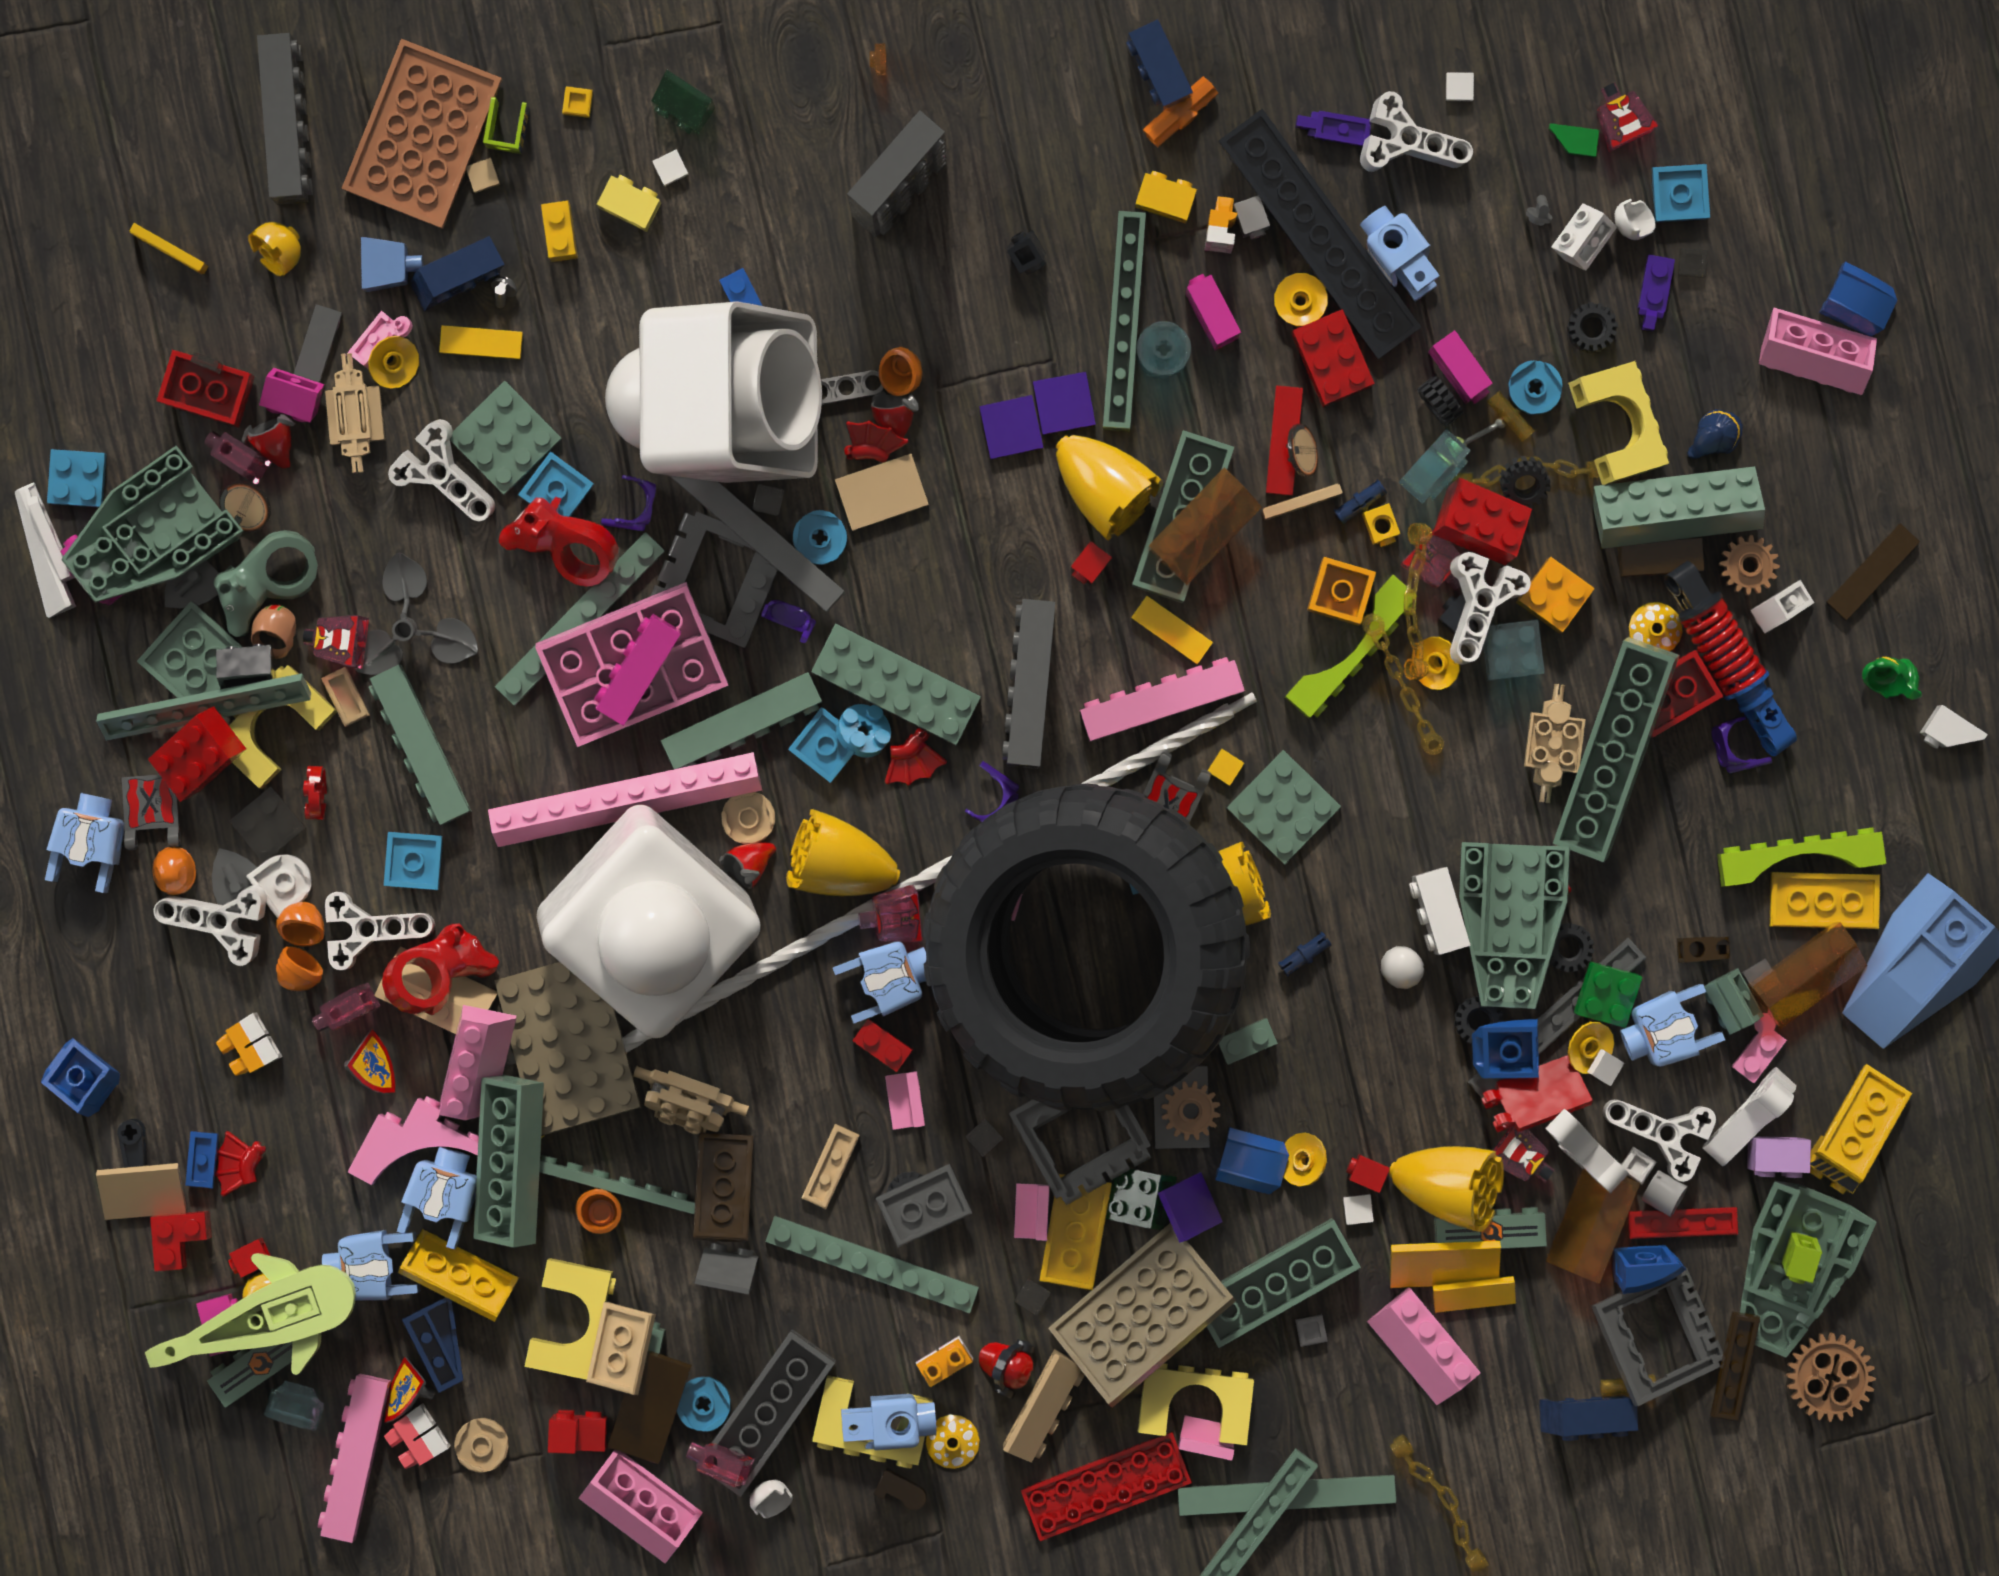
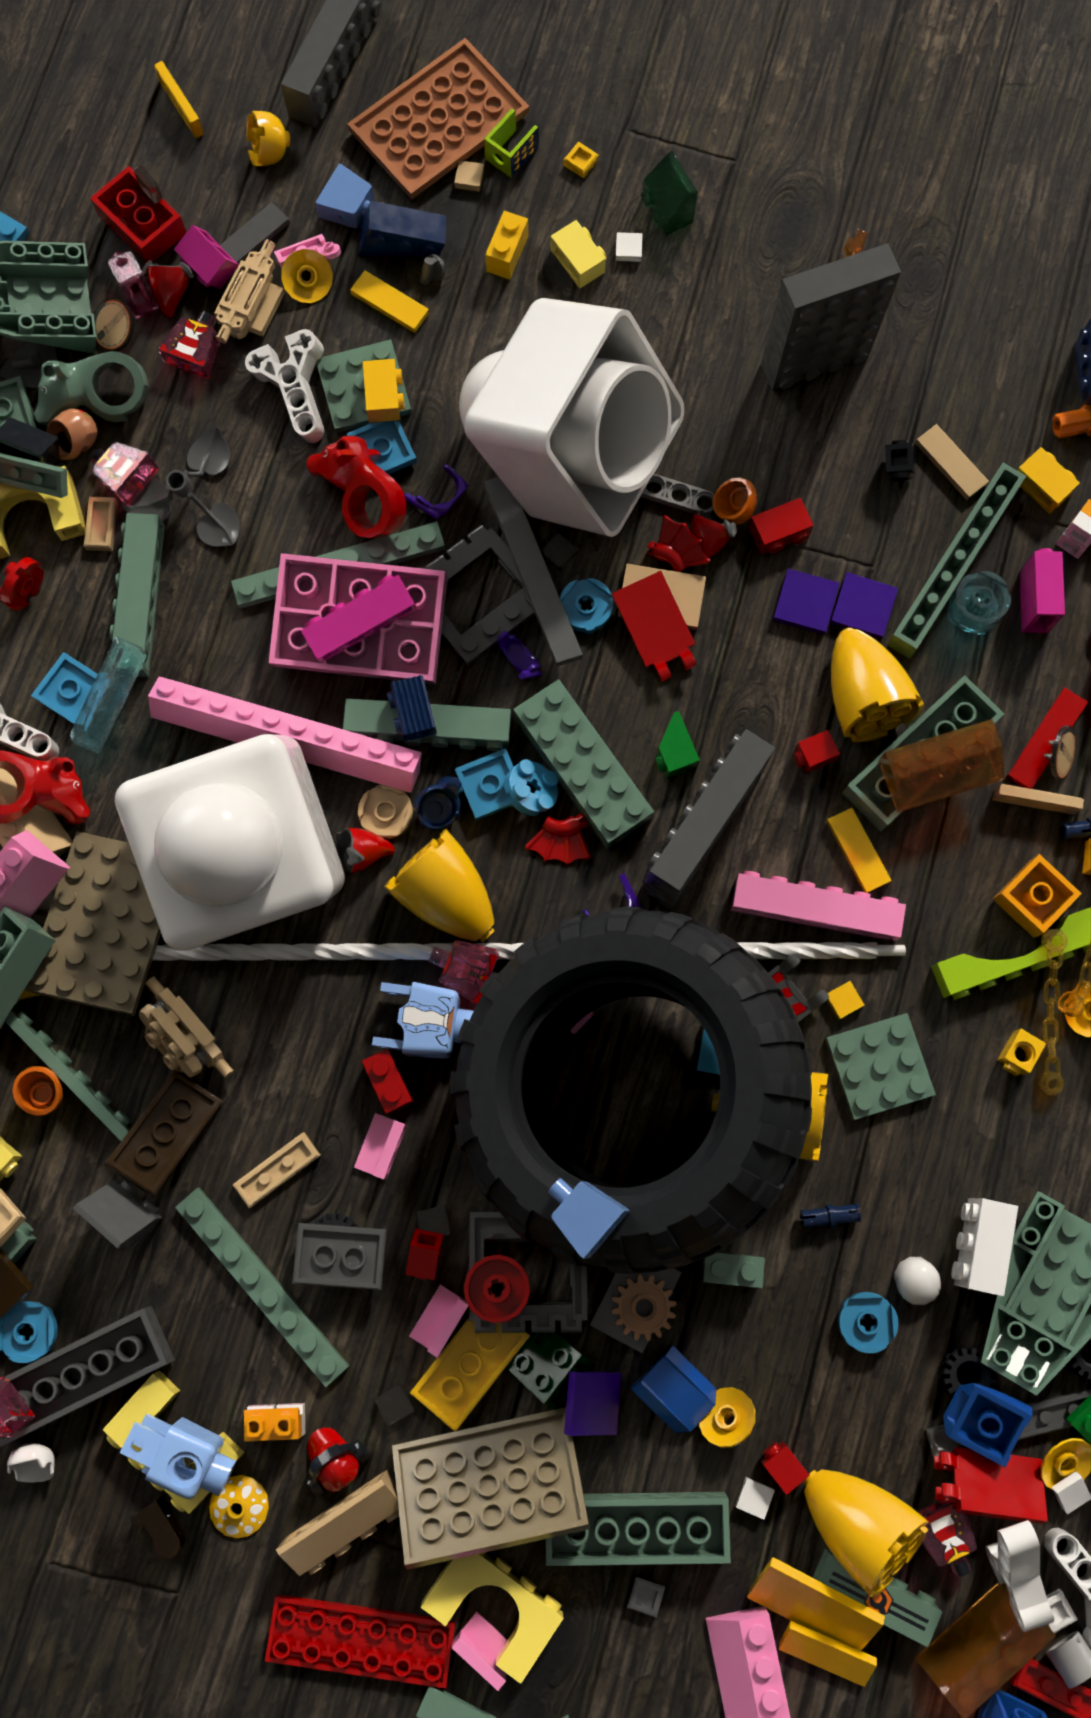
camera: 30 degrees right, 10 degrees down
(328, 485) = (192, 345): none -> torso
(456, 851) = (107, 695): none -> clear light blue brick
(530, 440) = (381, 390): none -> yellow piece
(725, 720) = (413, 708): none -> dark blue brick
(793, 787) = (439, 804): none -> dark blue hair
(890, 523) = (655, 623): none -> red tile
(953, 371) = (781, 526): none -> red brick
(968, 627) = (676, 750): none -> green slope
(991, 1166) = (424, 1254): none -> red brick
(1049, 1161) = (479, 1289): none -> red wheel
(1073, 222) = (951, 462): none -> tan tile
(1104, 1068) = (585, 1215): none -> medium blue torso
(1362, 1019) = (878, 1308): none -> dark azure plate
(1402, 724) = (1030, 1044): none -> yellow brick

